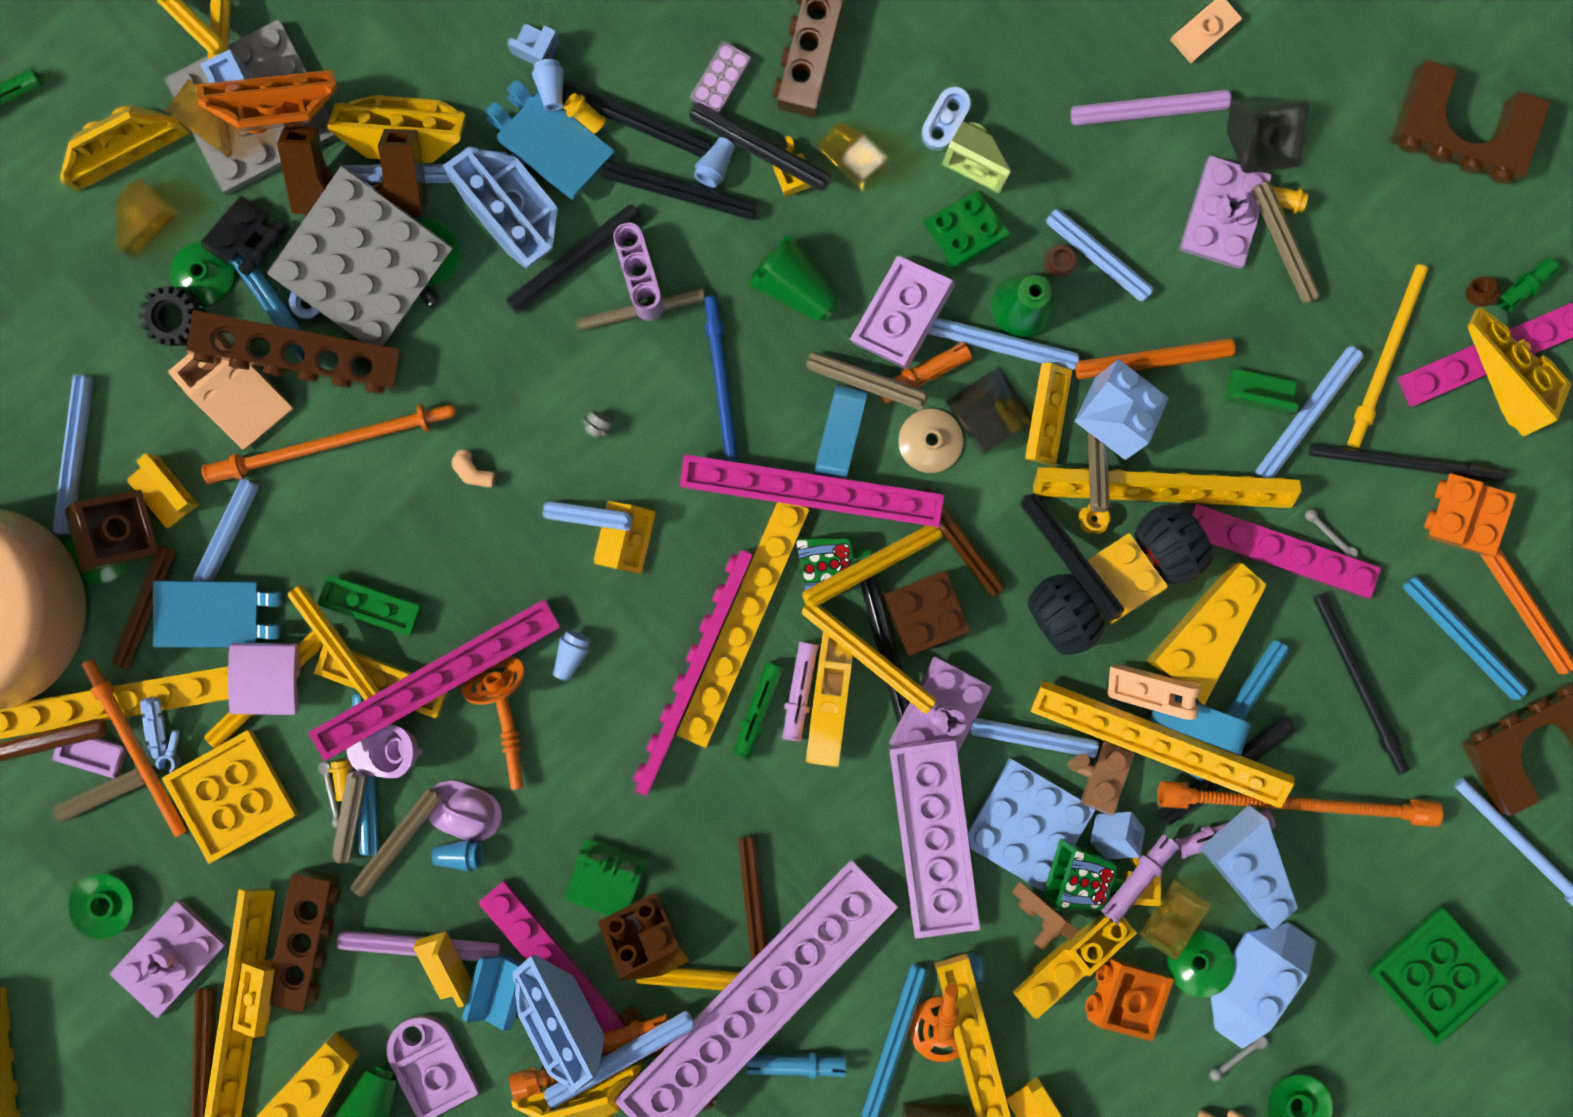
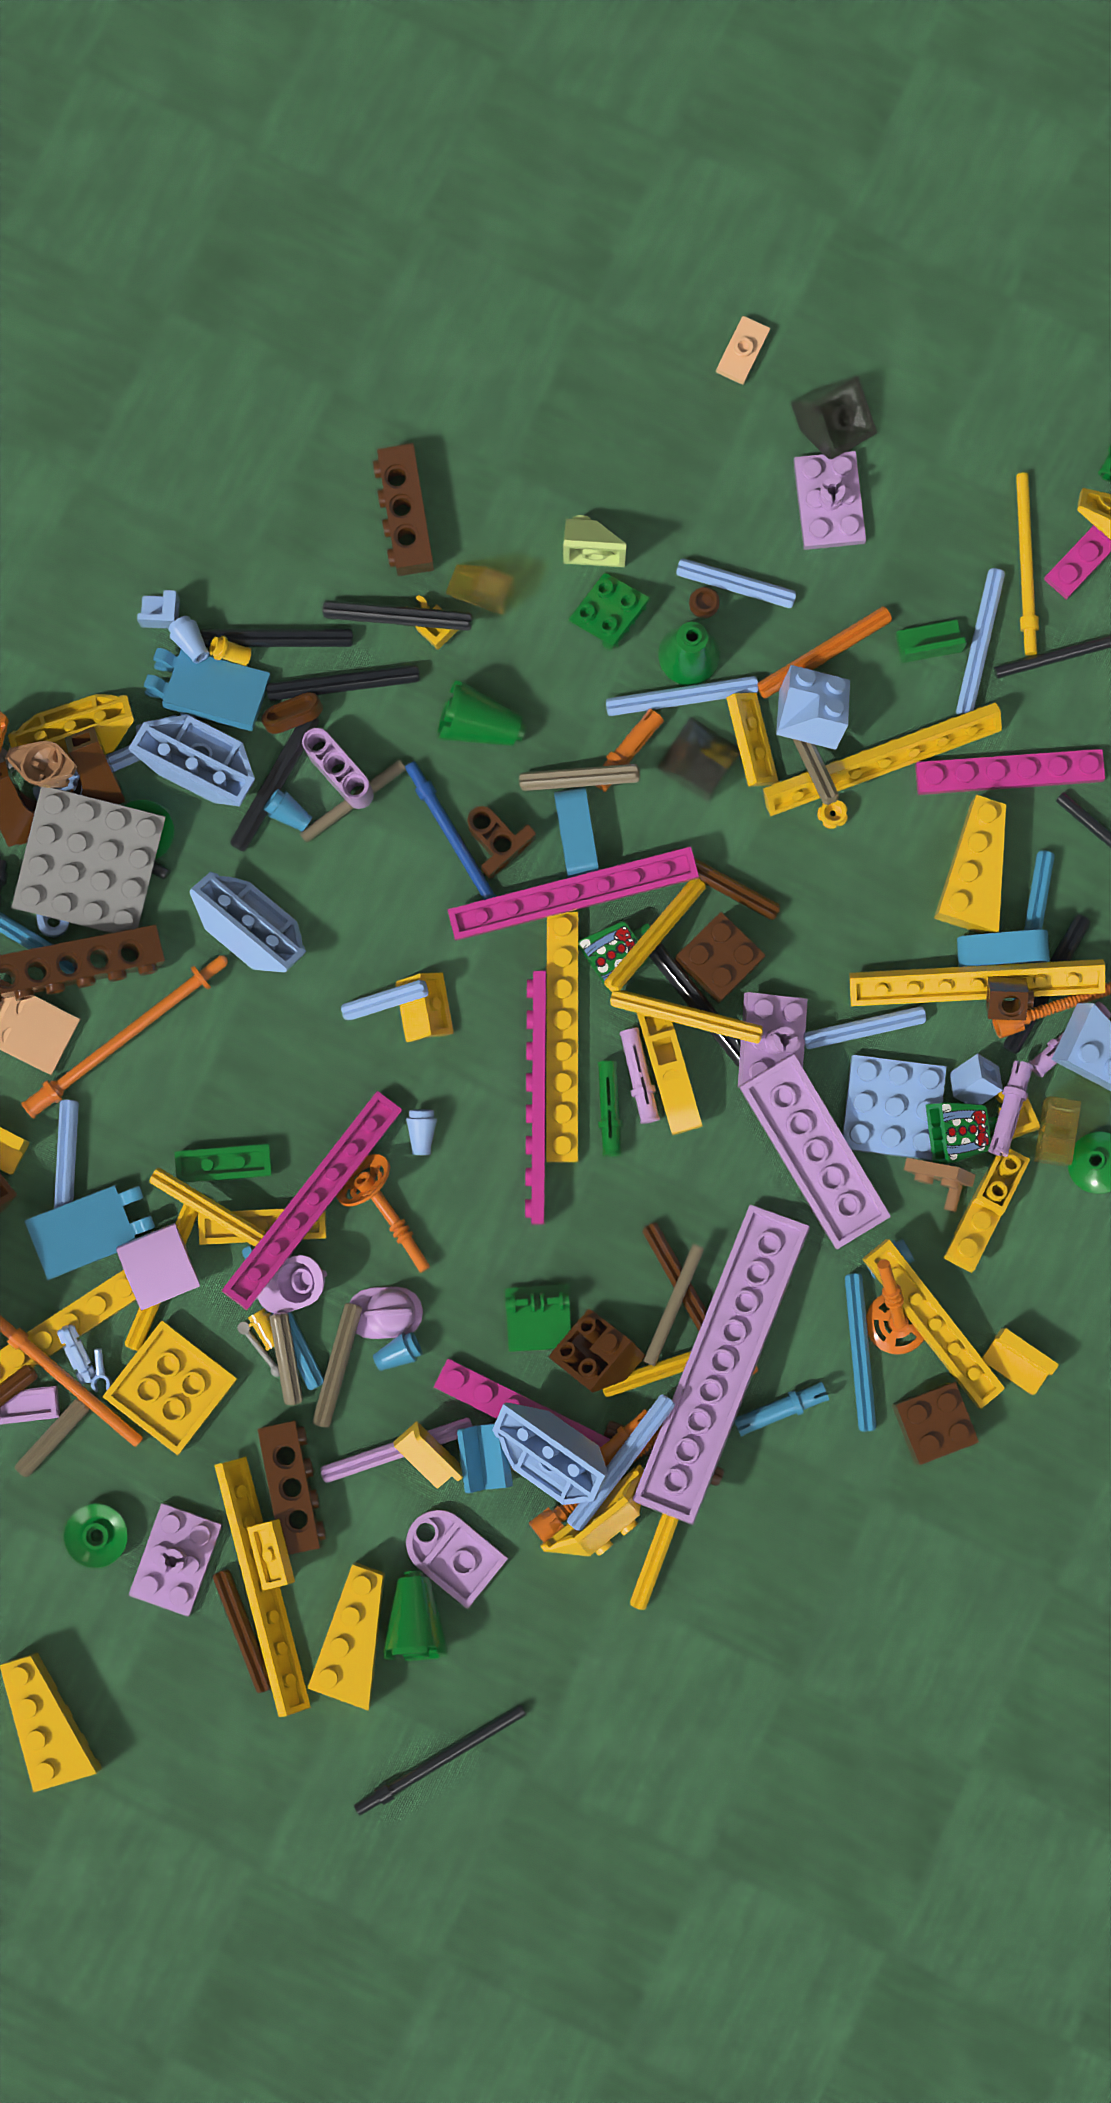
camera: 20 degrees left, 5 degrees down
(142, 609) = (20, 1255): reddish brown axle -> none
(349, 146) = (42, 764): none -> medium nougat hat
(468, 473) = (261, 1009): light nougat arm -> none
(489, 384) = (248, 923): none -> light blue wedge
(573, 292) = (287, 810): none -> dark azure cone
(598, 424) = (358, 917): light grey plate -> none
(618, 199) = (292, 713): none -> reddish brown tile
(714, 164) = (363, 646): light blue cone -> none
(721, 77) = (336, 570): lavender tile -> none
(736, 925) = (673, 1305): none -> dark tan bar
(761, 398) = (494, 832): none -> reddish brown tile
(902, 312) = (585, 705): lavender plate -> none
(917, 451) = (655, 822): tan dish -> none
(944, 119) = (549, 523): light blue plate -> none
(1072, 557) = (825, 851): black axle -> none
(1105, 776) = (942, 1034): medium nougat plate -> none
(1128, 999) = (1049, 1220): orange plate -> none
(1150, 107) = (724, 437): lavender axle -> none
(1153, 691) = (949, 939): light nougat plate -> none
(1167, 549) = (876, 853): black plate -> none
(1174, 771) = (1001, 987): none -> reddish brown brick
(1285, 242) = (893, 503): dark tan axle -> none
(1291, 199) = (877, 466): yellow pin -> none
(1312, 516) = (1022, 729): light grey hinge -> none
(1425, 128) = (970, 357): reddish brown arch -> none
(1483, 291) = (1083, 473): reddish brown plate -> none

